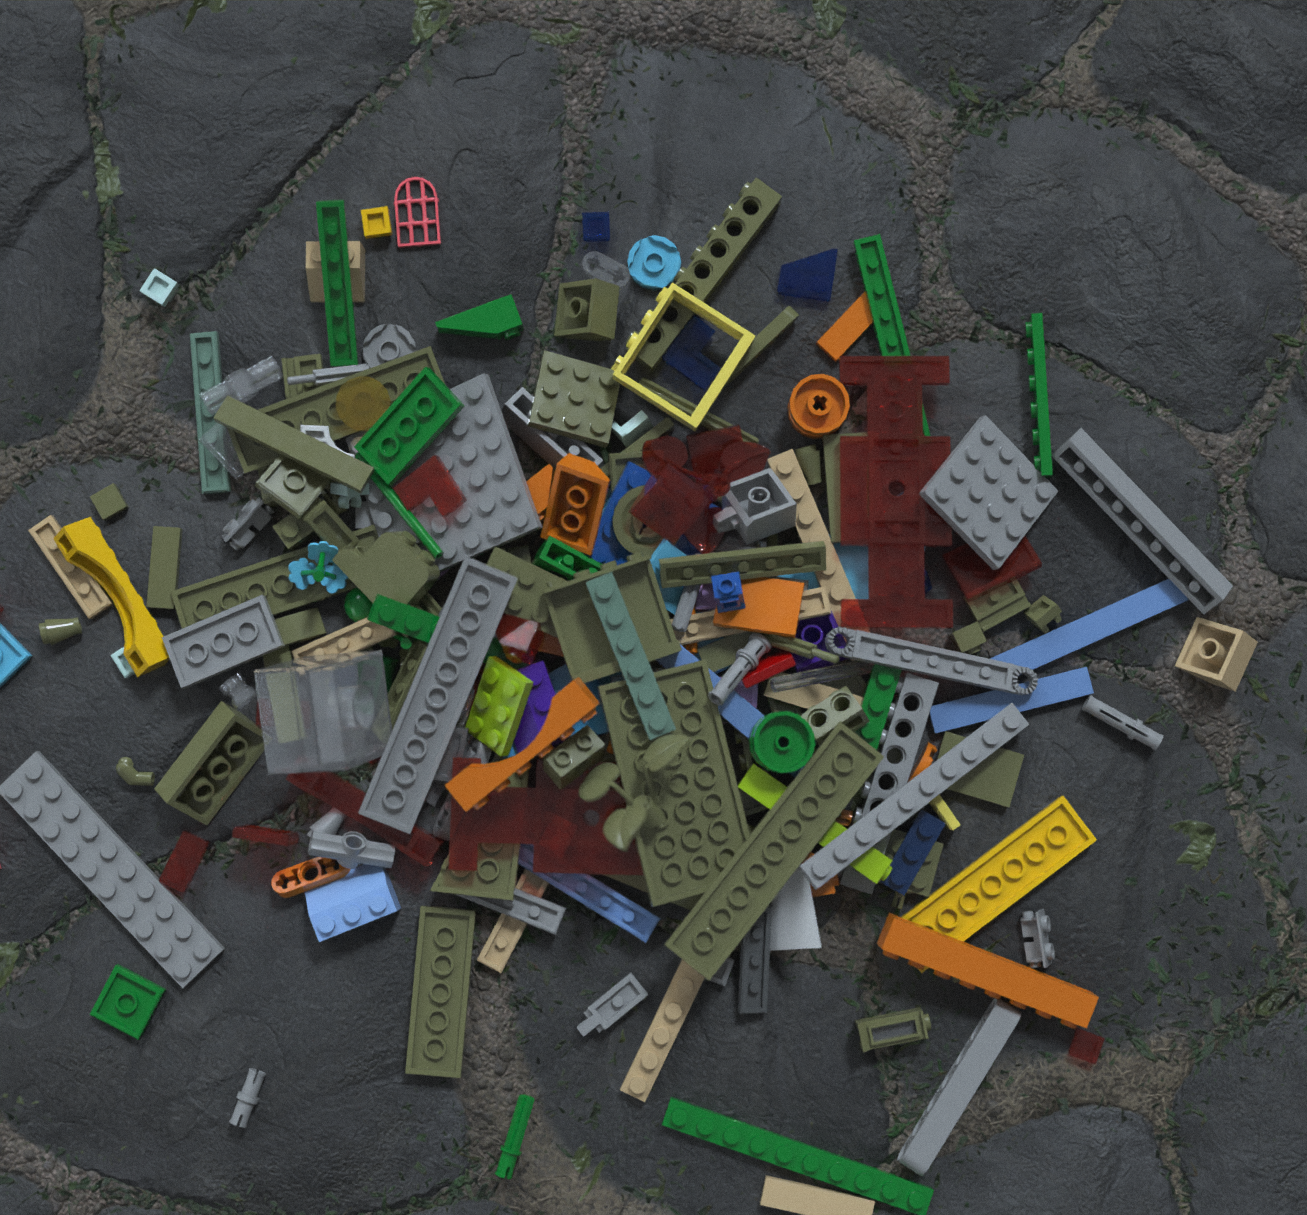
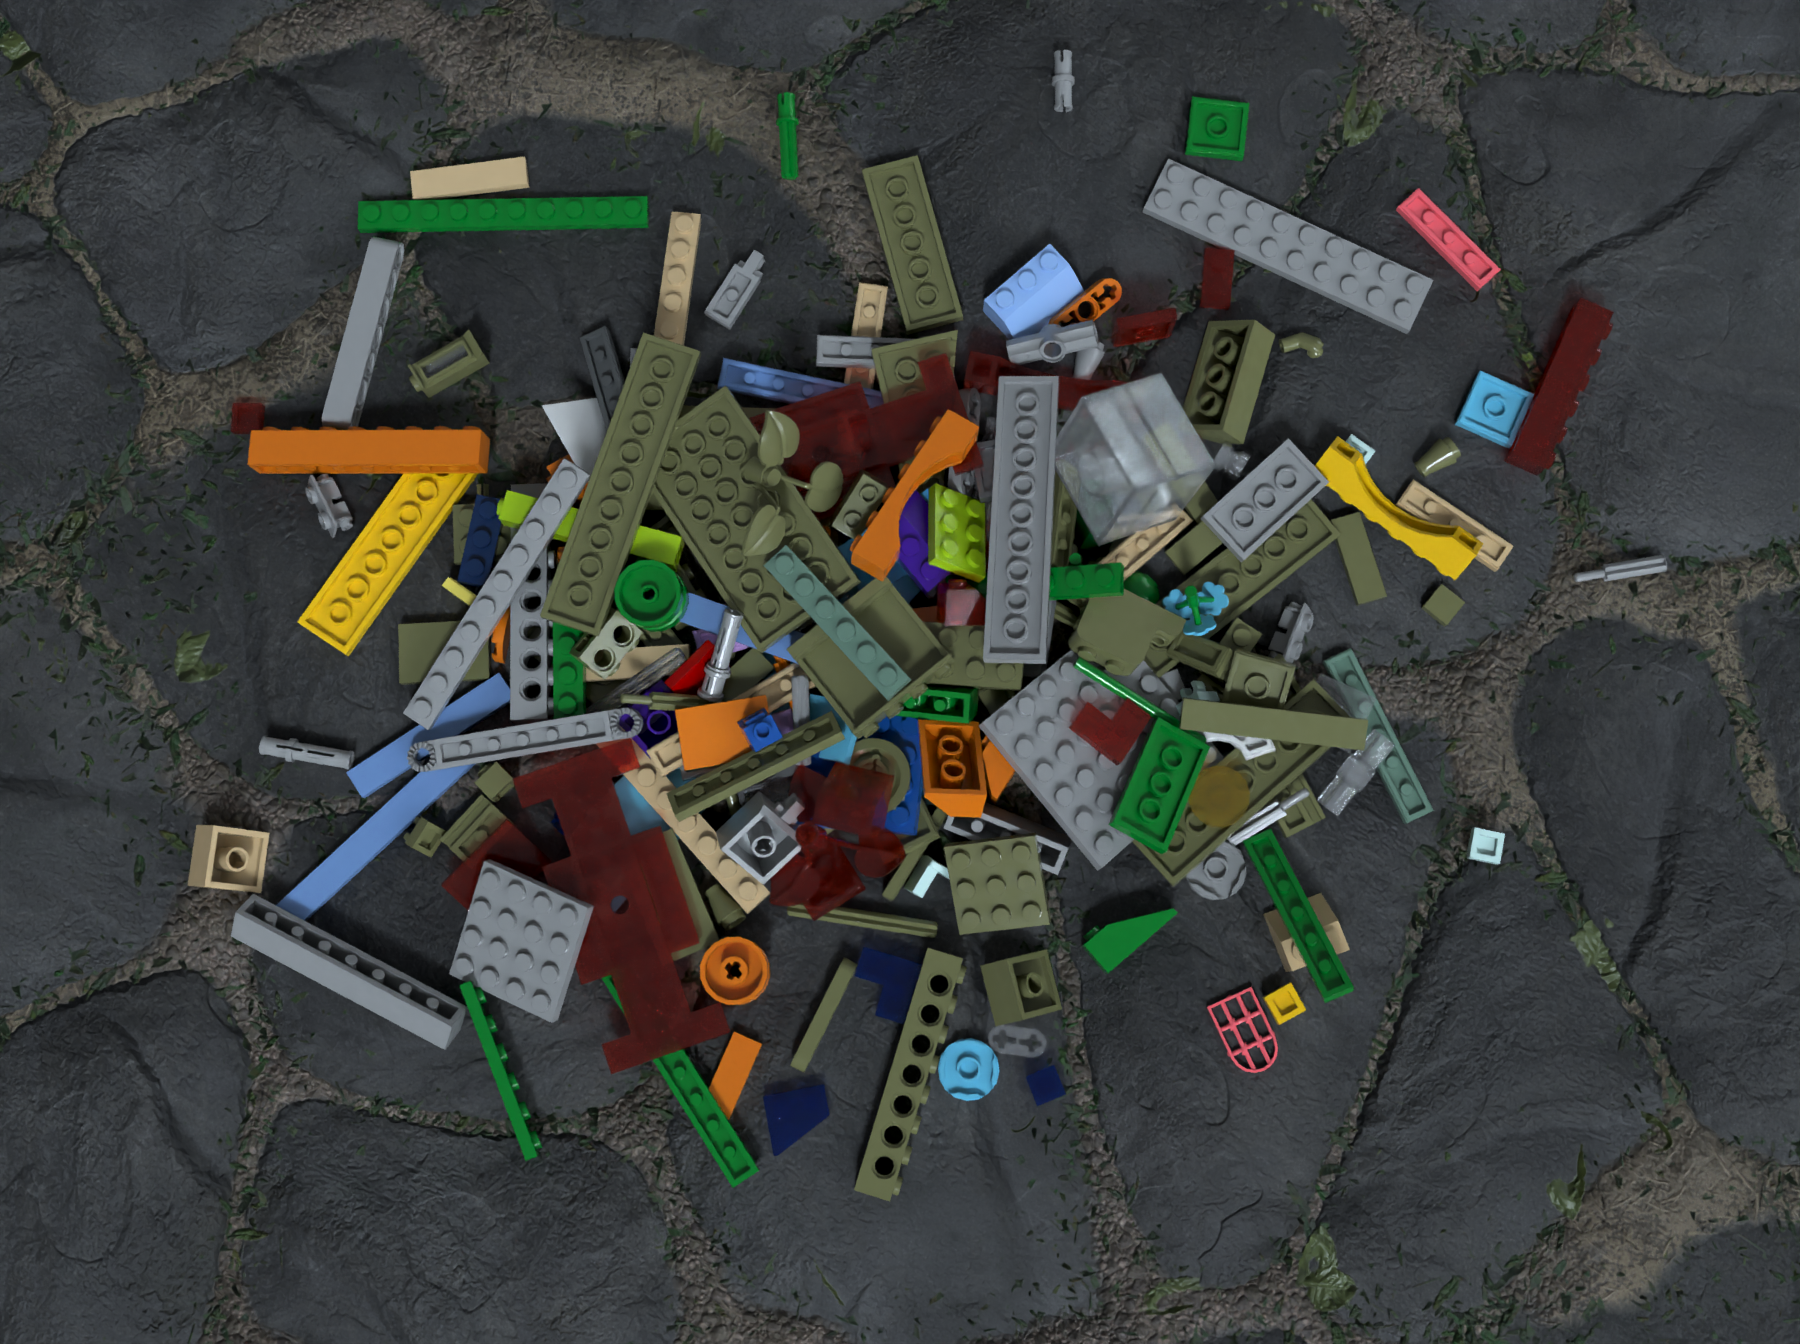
camera: 160 degrees right, 5 degrees down
(650, 321) = (848, 956): light yellow window -> none

